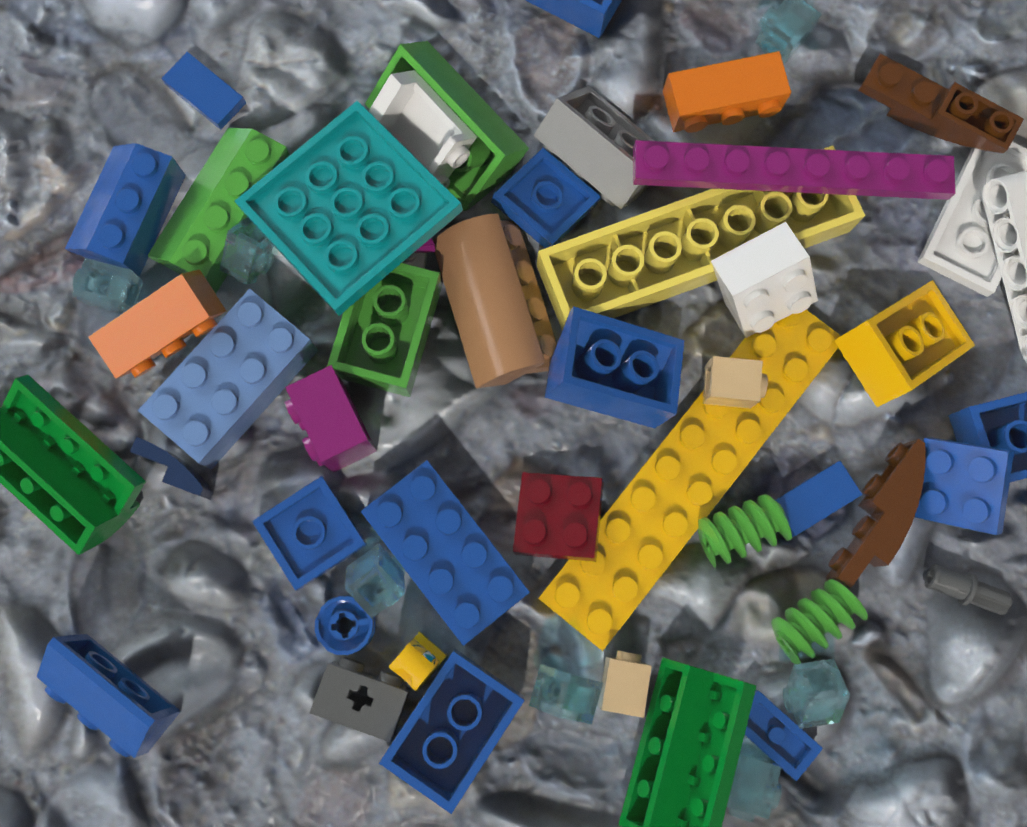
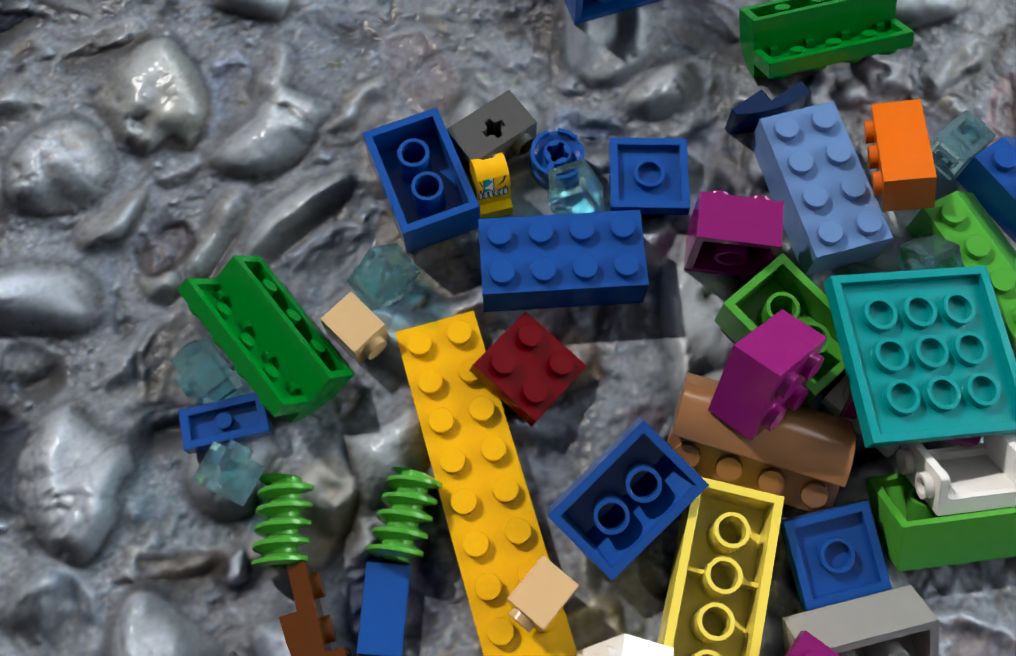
camera: 130 degrees right, 10 degrees down
(456, 308) = (767, 374): none -> magenta brick

